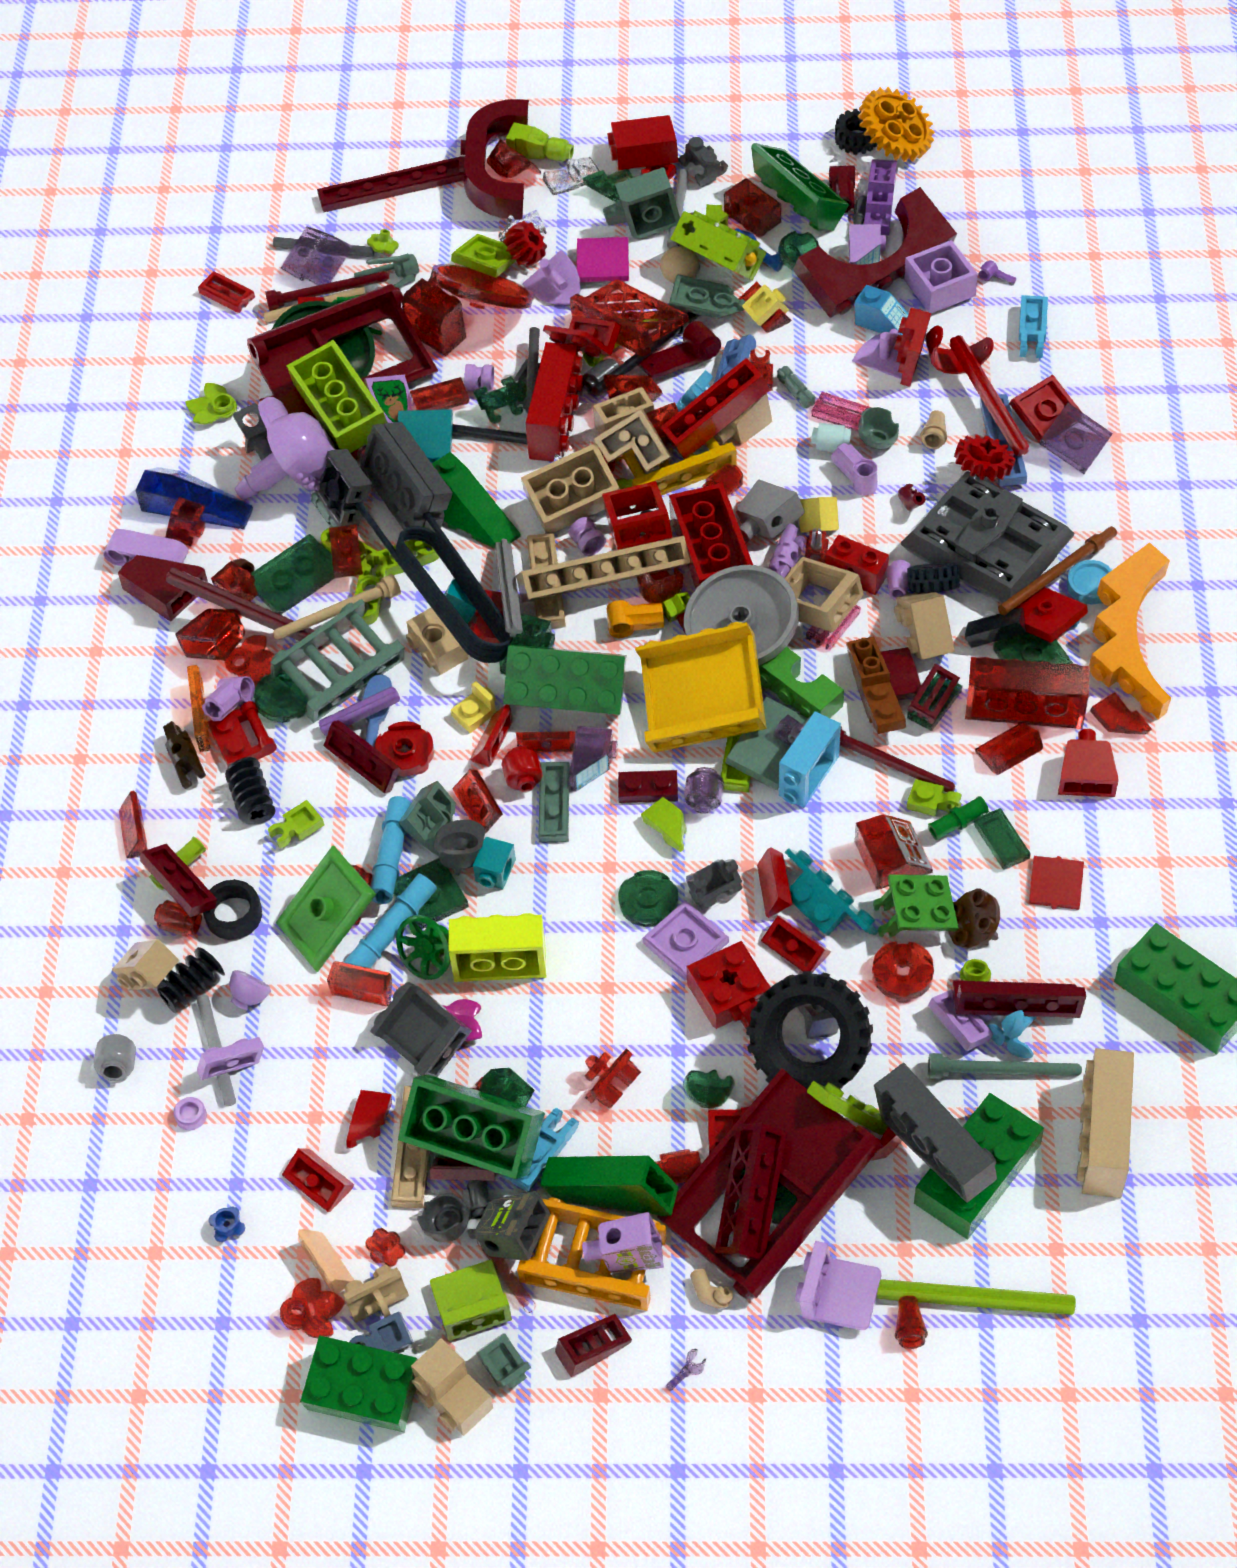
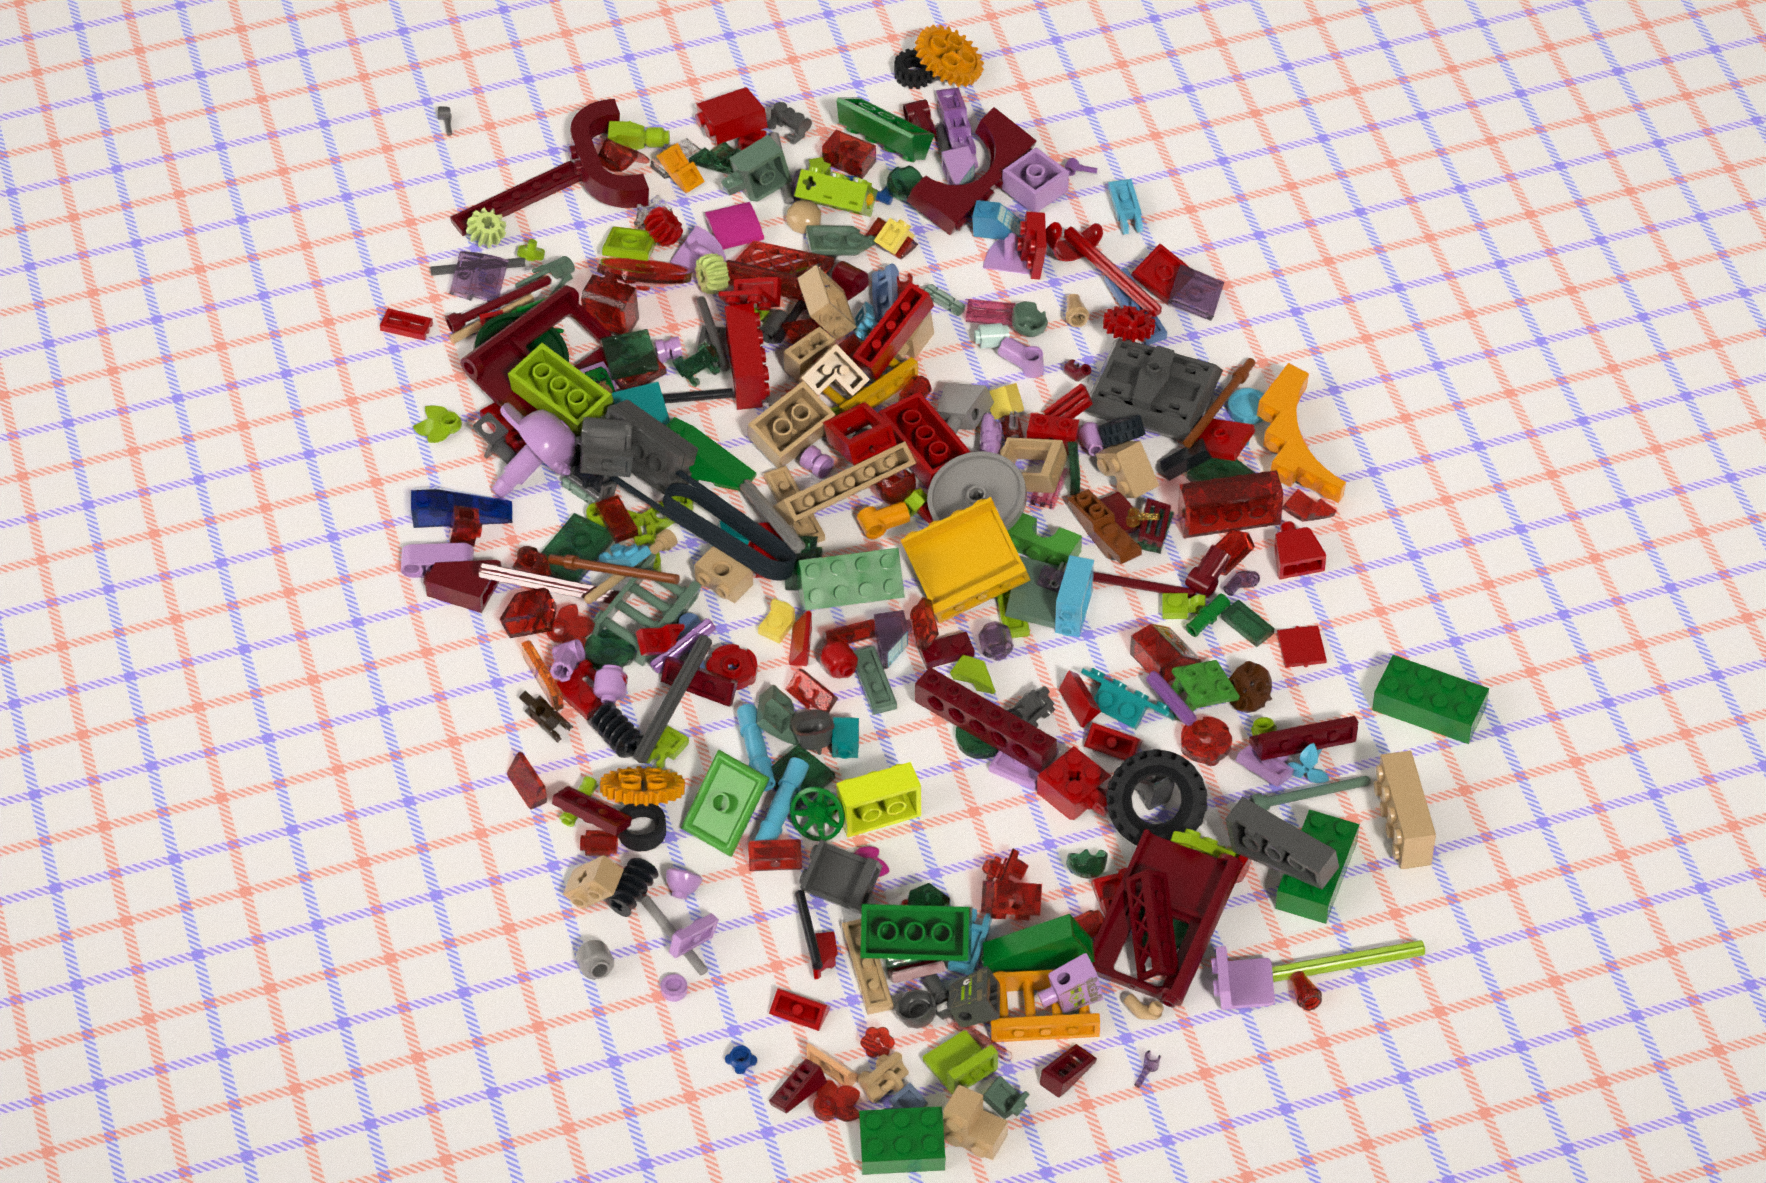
camera: 20 degrees left, 5 degrees down
(225, 864) = (659, 786): none -> light orange gear
(259, 737) = (610, 684): none -> lavender head
(274, 1278) = (799, 1086): none -> dark red slope
(281, 589) = (573, 562): none -> dark orange bar
(318, 771) = (672, 699): none -> dark grey axle
(331, 699) = (658, 640): none -> red slope
(336, 594) = (625, 555): none -> medium azure hinge
(341, 215) = (478, 232): none -> yellowish green gear
(351, 469) = (606, 447): none -> dark grey panel
(355, 82) = (444, 113): none -> flat silver hand
(361, 1086) = (808, 929): none -> black bar
(434, 373) = (629, 354): none -> clear green tile
(555, 304) = (712, 273): none -> yellowish green gear
(569, 187) = (679, 169): none -> light orange slope
(586, 1099) = (997, 894): none -> clear red brick
(629, 751) = (924, 624): none -> clear red plate
(654, 884) = (985, 720): none -> dark red brick
(660, 382) = (826, 304): none -> tan window
(866, 608) = (1073, 468): none -> clear green tile
(877, 910) = (1171, 698): none -> medium lavender axle
(886, 535) = (1068, 402): none -> red tile
(914, 683) = (1134, 517): none -> clear yellow hand
(969, 771) = (1205, 576): none -> dark red piece
(1012, 785) = (1242, 579): none -> clear purple arm

